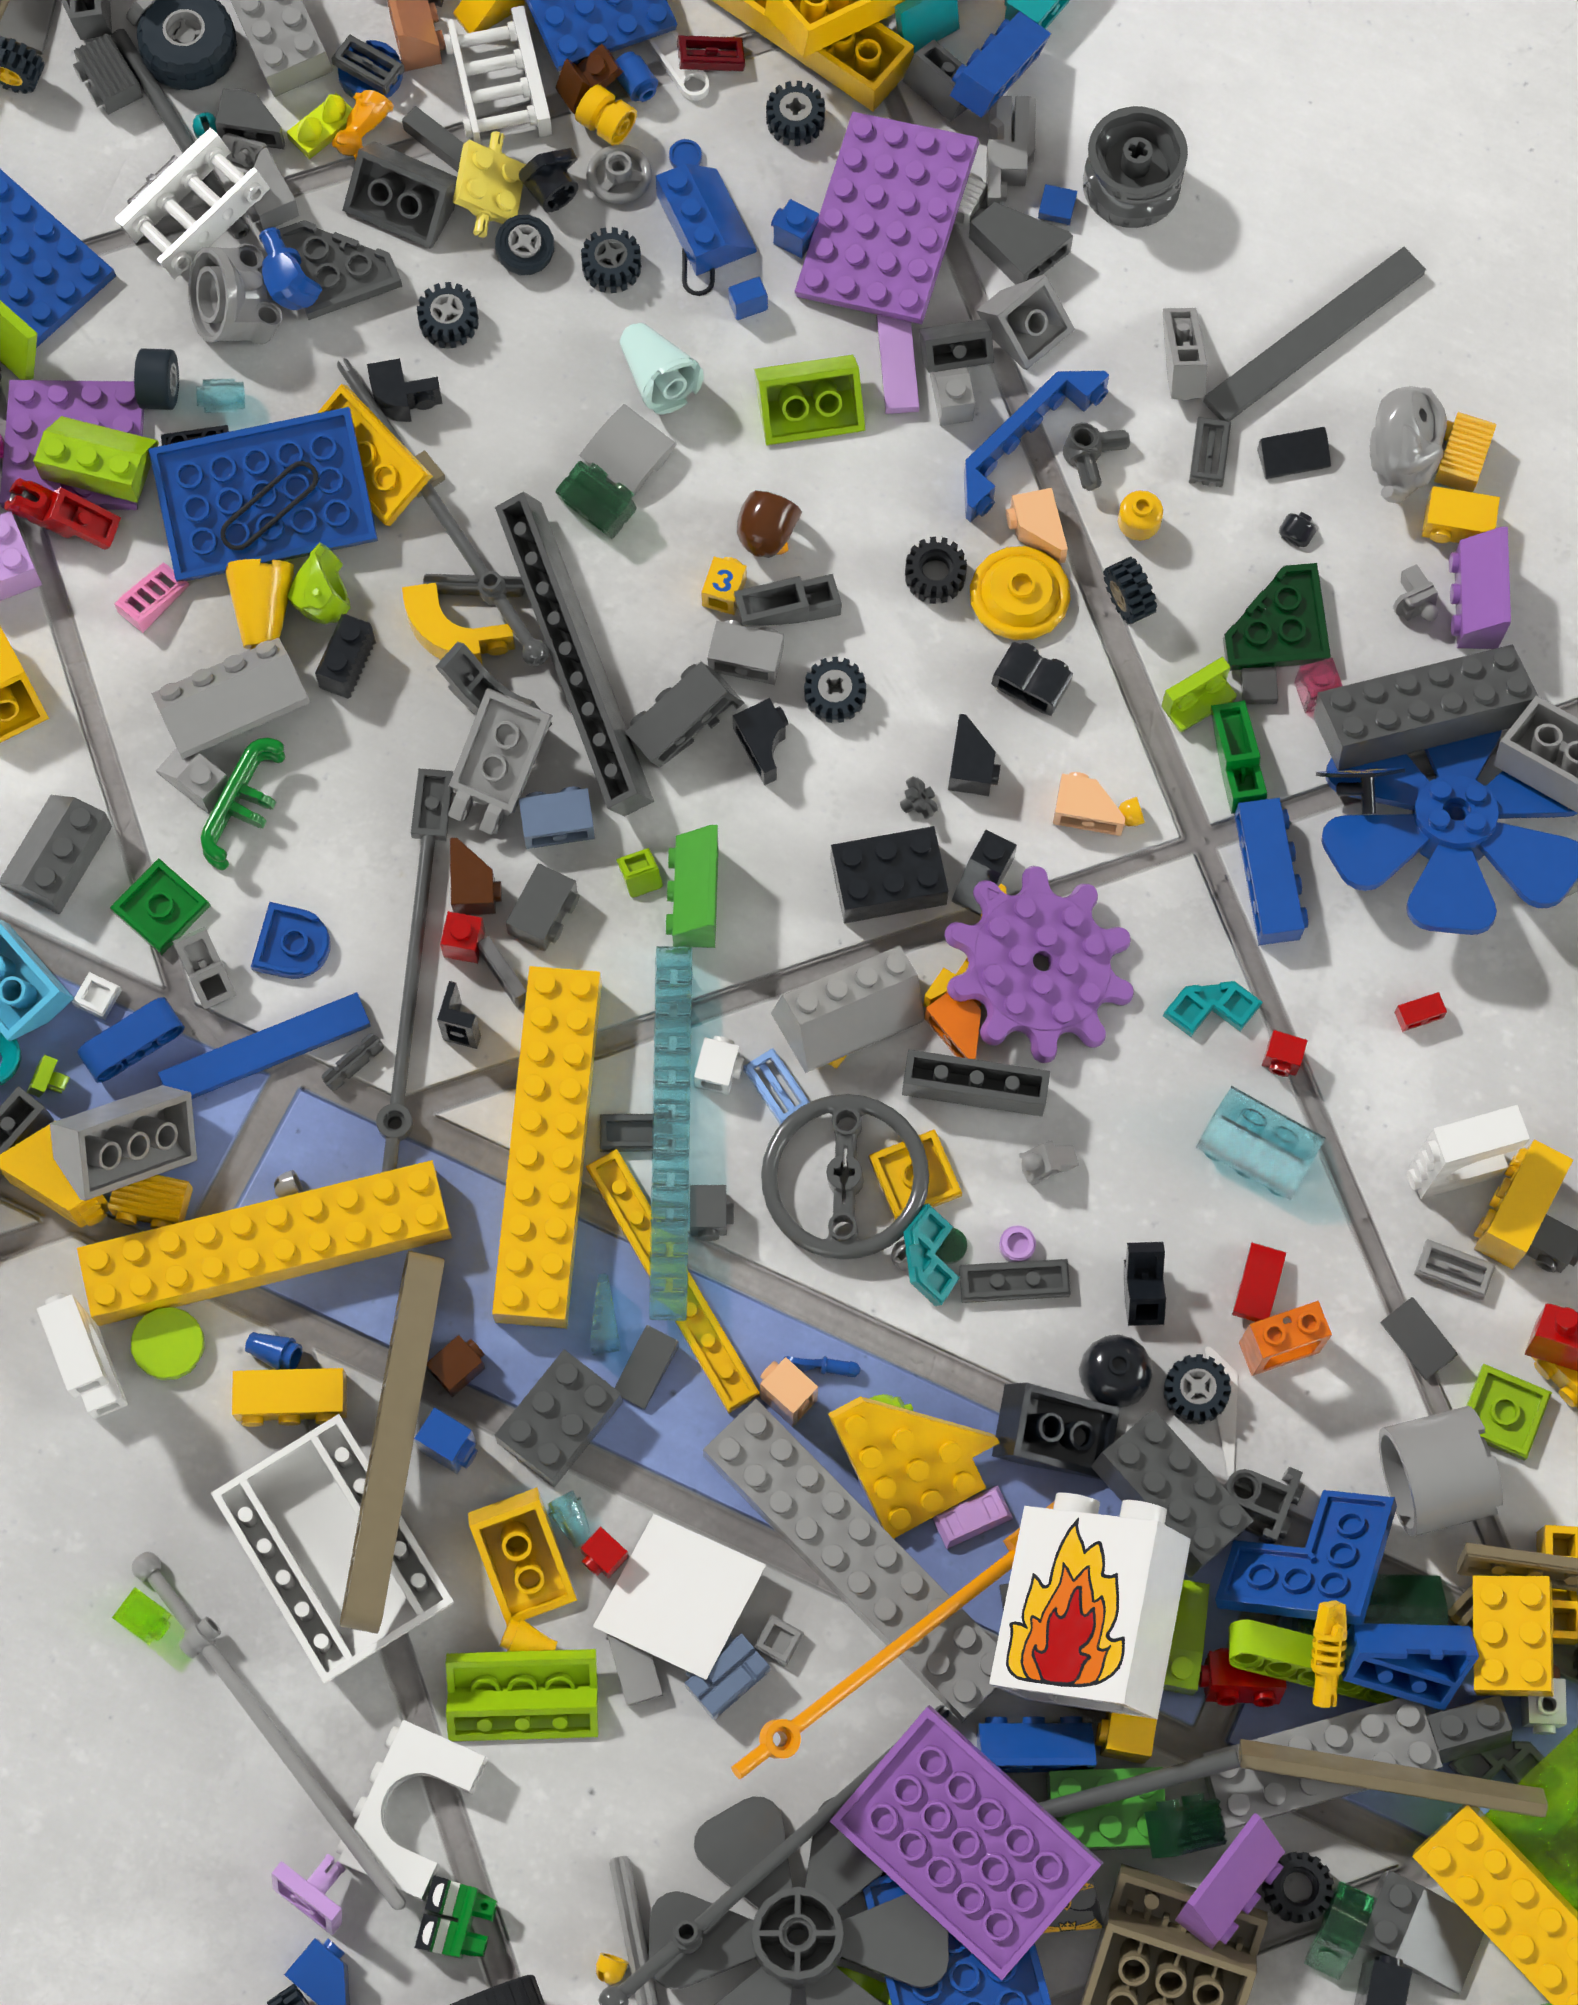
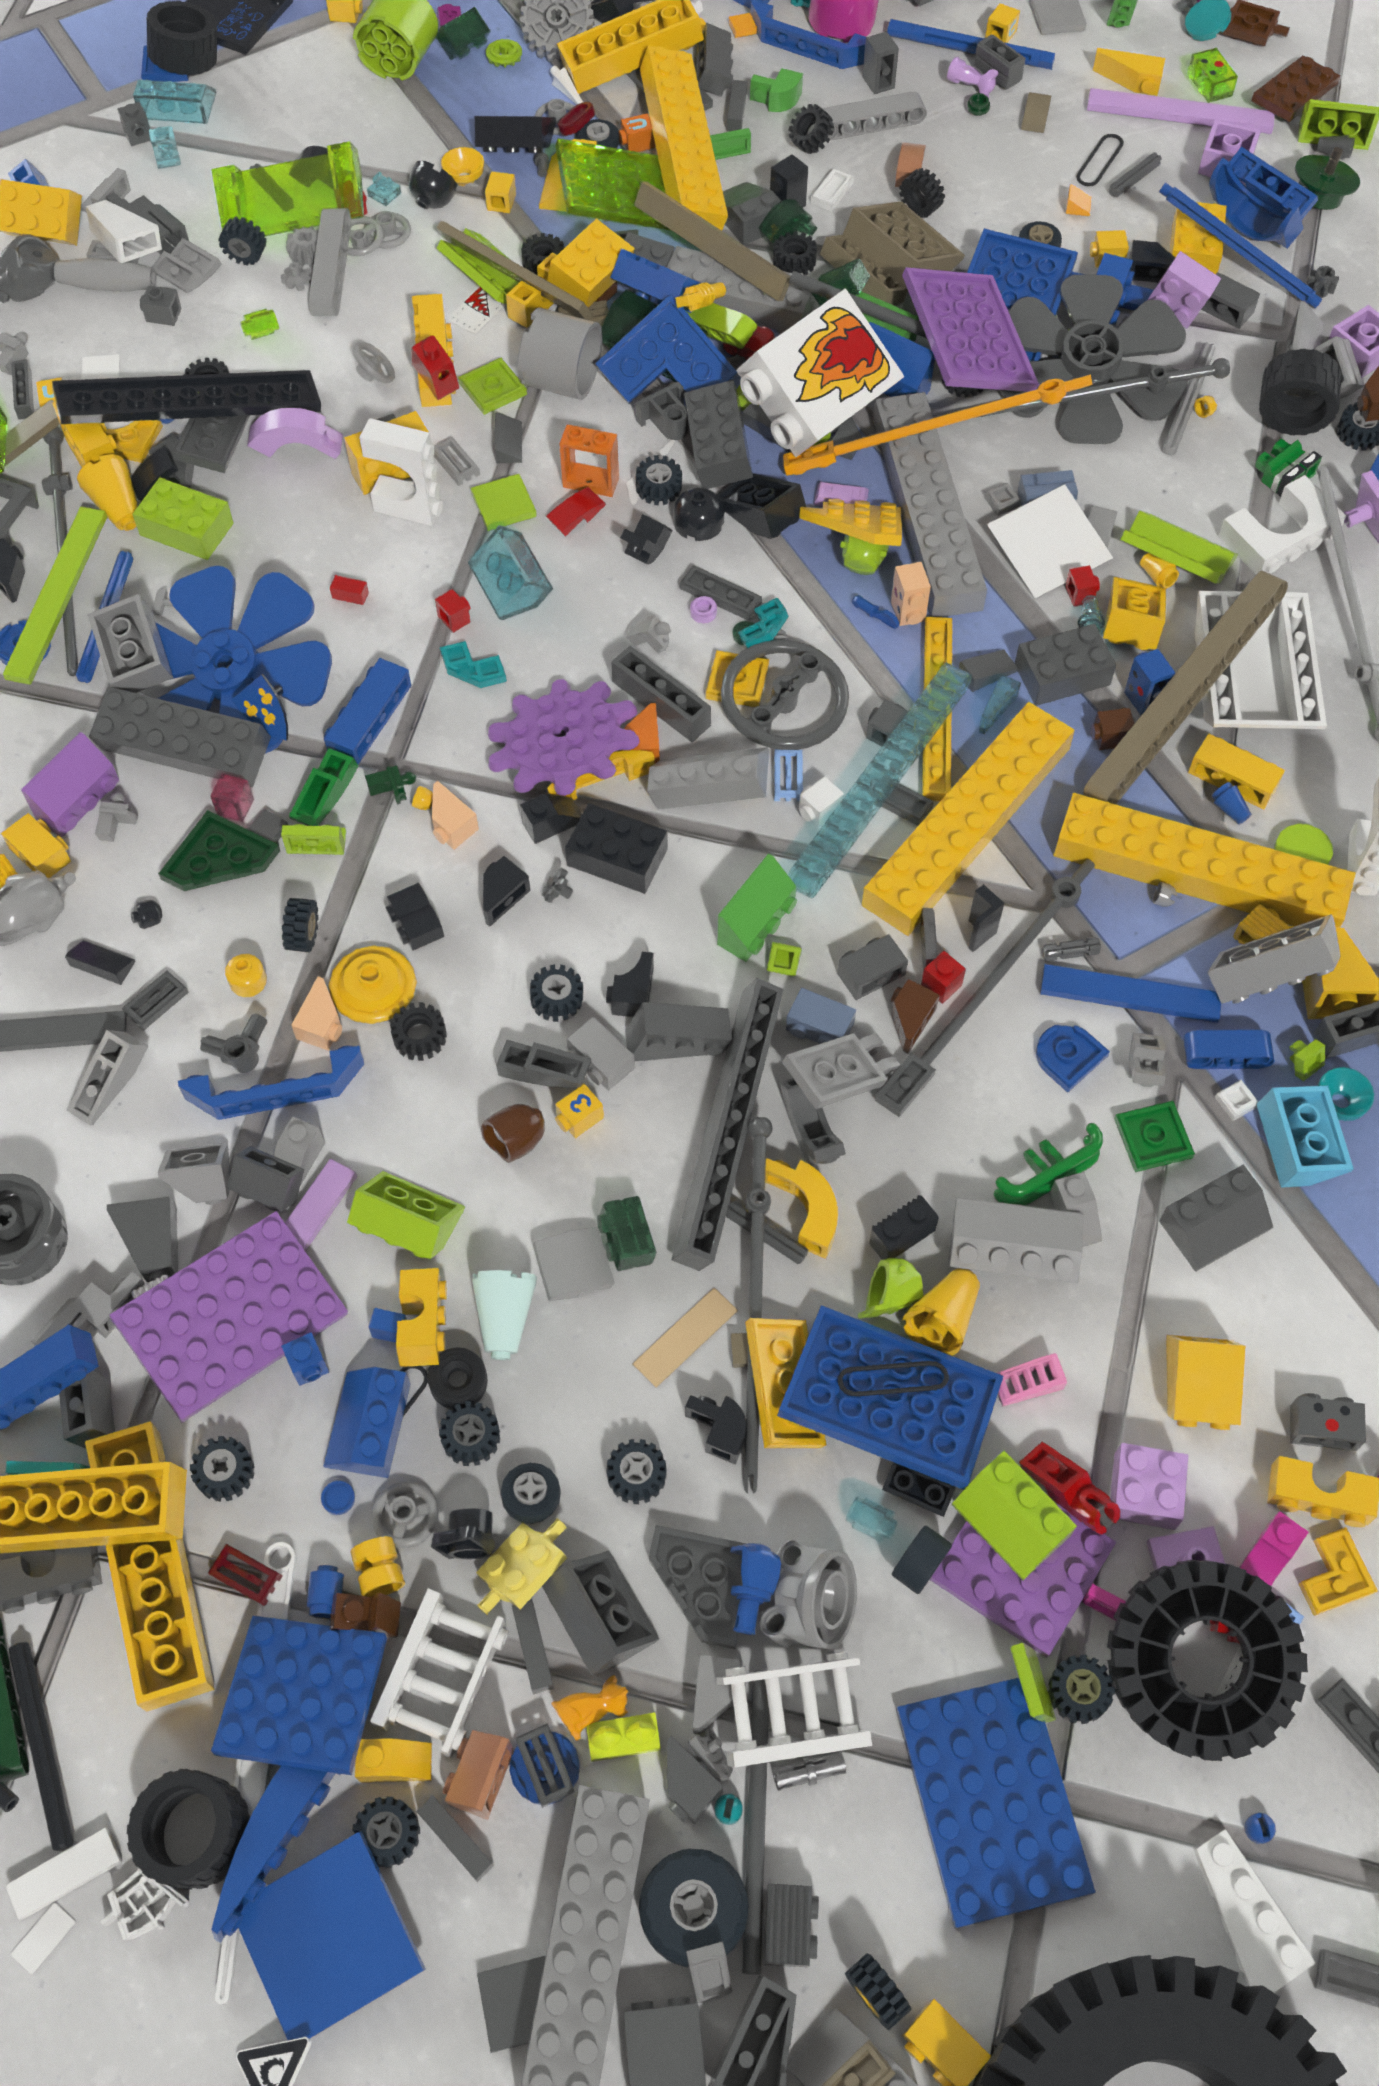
camera: 145 degrees left, 10 degrees down
(485, 456) = (685, 1337): none -> tan sticker
(655, 277) = (457, 1360): none -> black tyre
(733, 337) = (420, 1338): none -> yellow arch
(1057, 204) = (90, 1256): blue tile -> none
(1175, 810) = (390, 781): none -> dark green piece
(1233, 1884) = (837, 248): medium lavender slope -> none
(1352, 1245) = (503, 502): none -> lime tile

